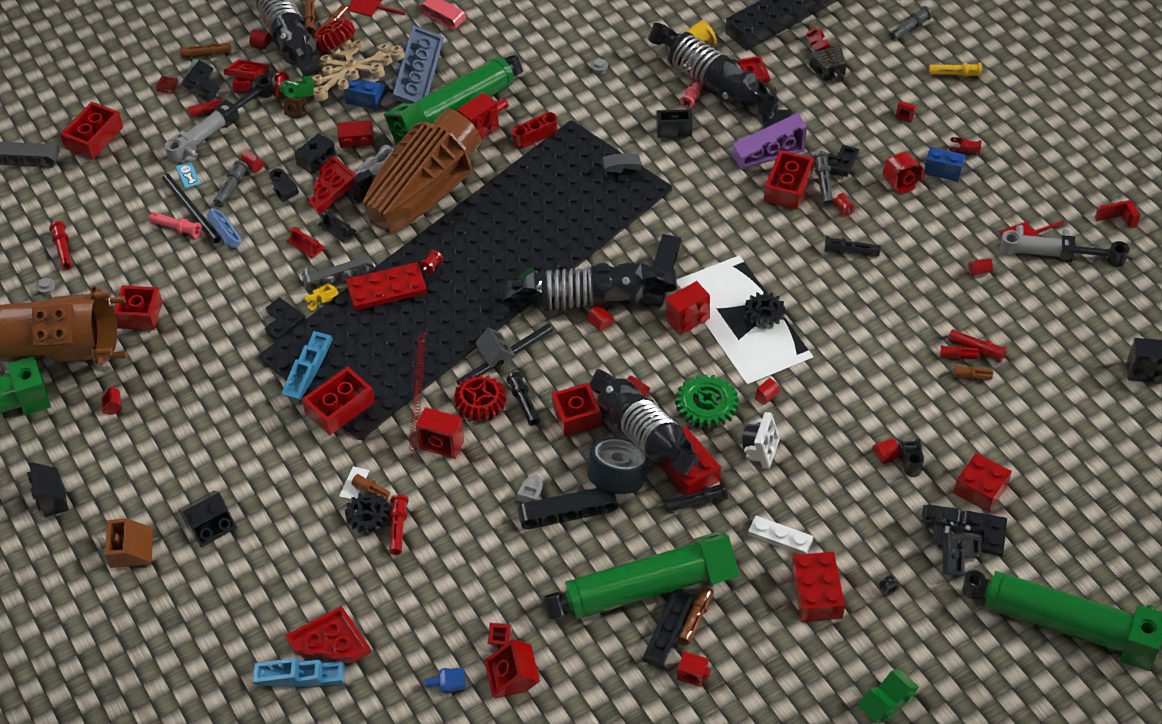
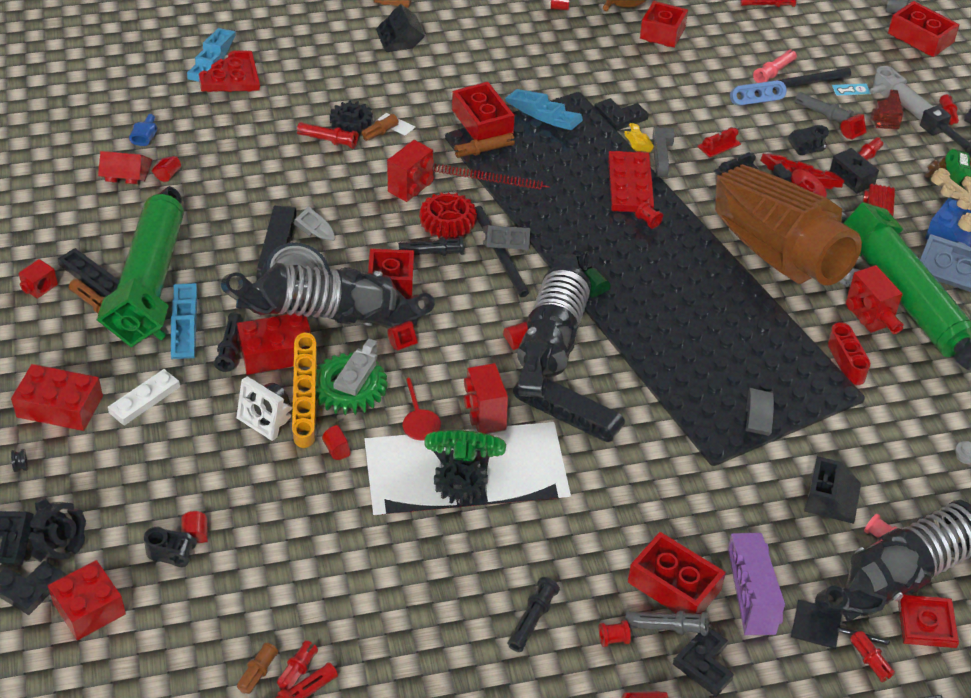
camera: 105 degrees right, 5 degrees down
(221, 141) = (888, 112): none -> clear red arch
(280, 149) = (869, 150): none -> red axle
(364, 164) = (808, 181): none -> red dish
(383, 398) = (476, 147): none -> dark orange pin
(685, 537) = (184, 321): none -> dark azure slope
(699, 389) = (357, 369): none -> light grey hinge
(715, 352) = (421, 421): none -> red piece
(731, 417) = (307, 399): none -> light orange beam
(748, 300) = (465, 444): none -> green gear
(792, 90) = (872, 656): none -> red axle

